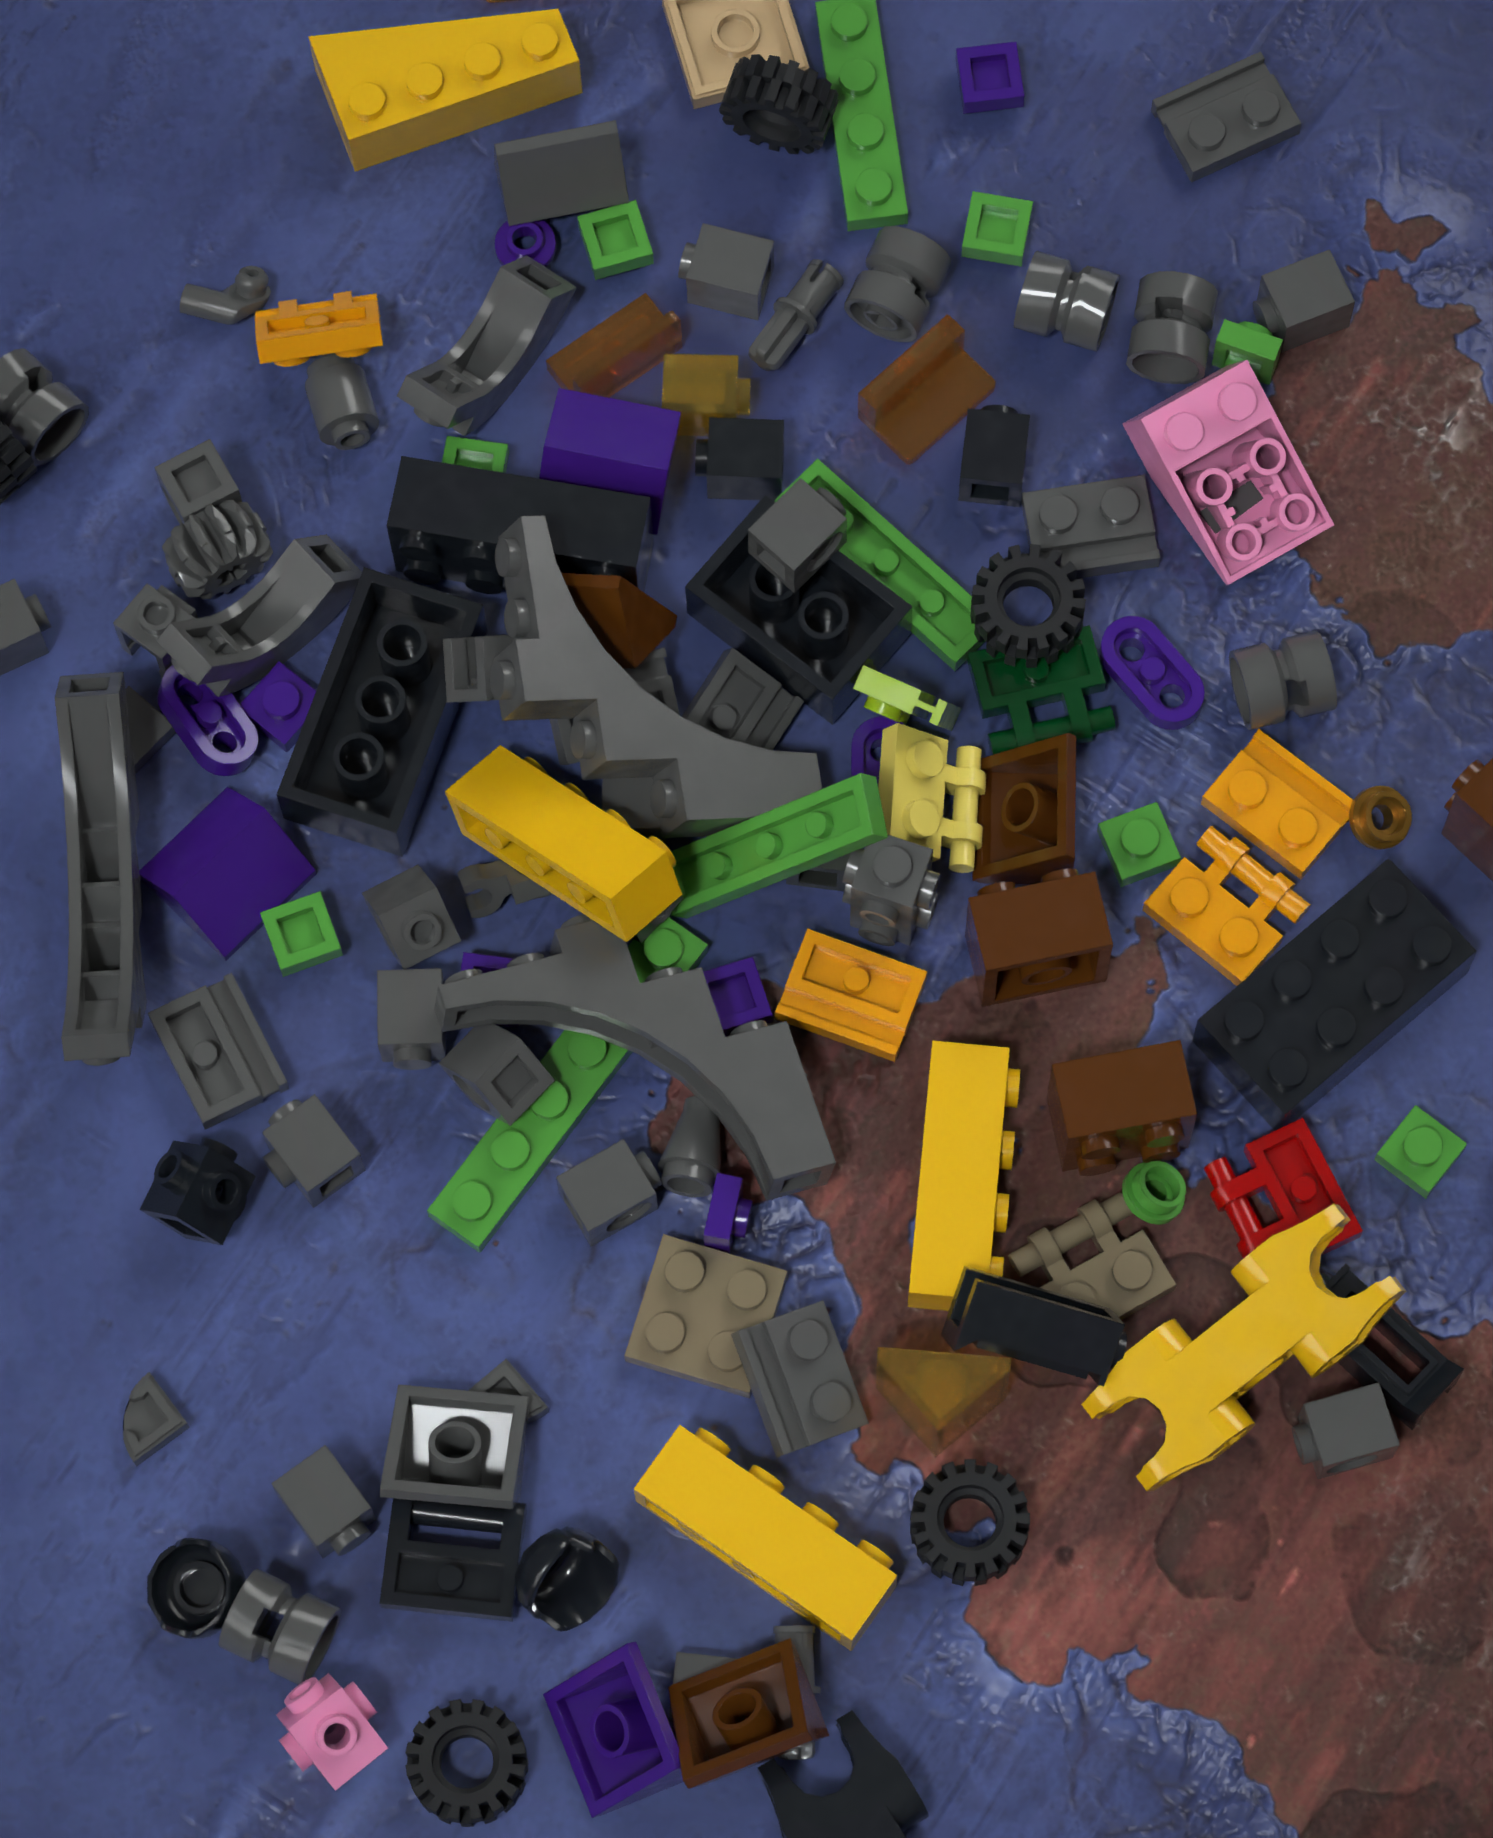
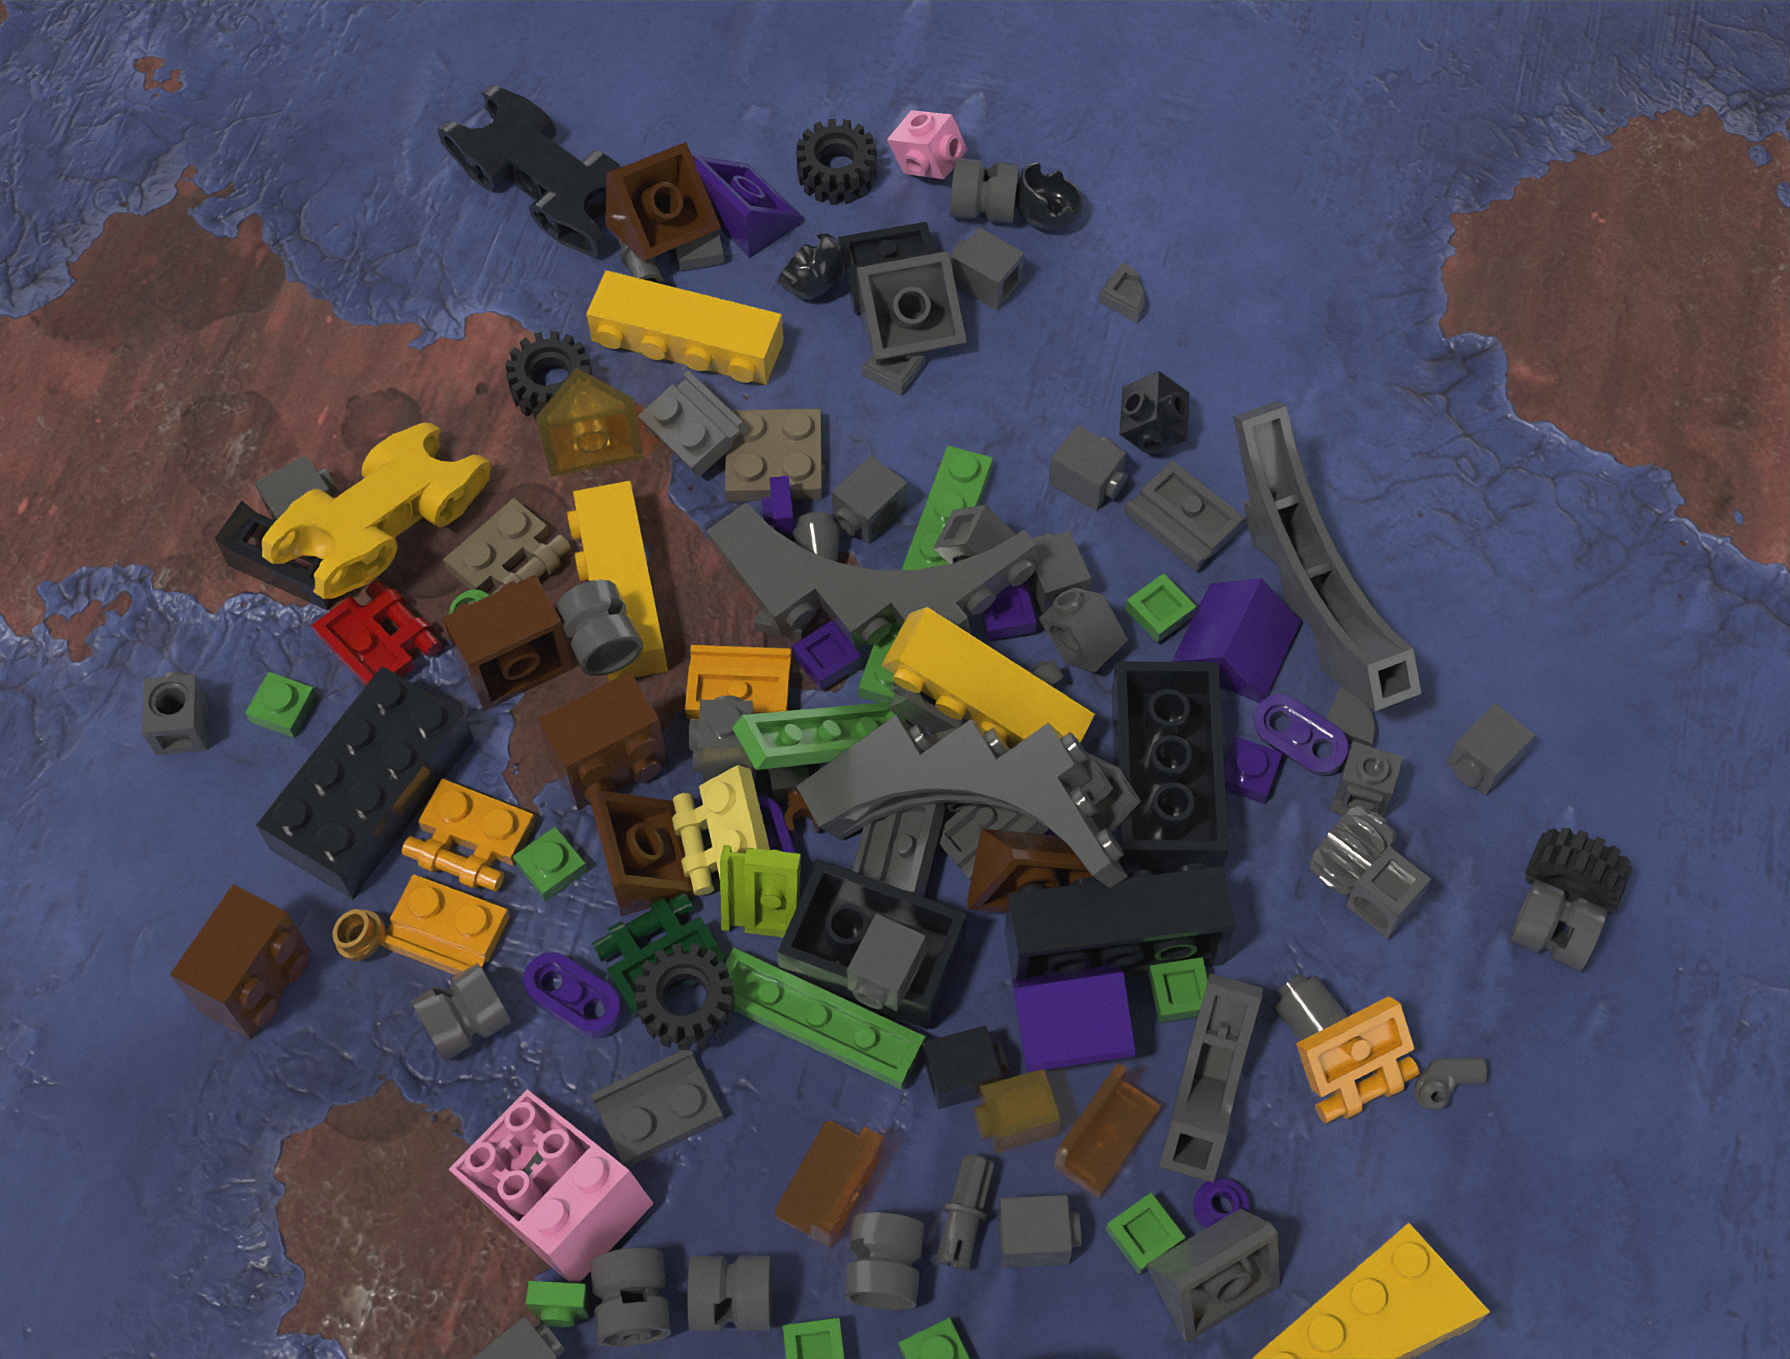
camera: 160 degrees right, 10 degrees down
(269, 622) = (1294, 802): dark grey arch -> none
(994, 456) = (754, 1135): black brick -> none
(1005, 1050) = (600, 628): none -> dark grey wheel
(1034, 1325) = (533, 478): black window -> none

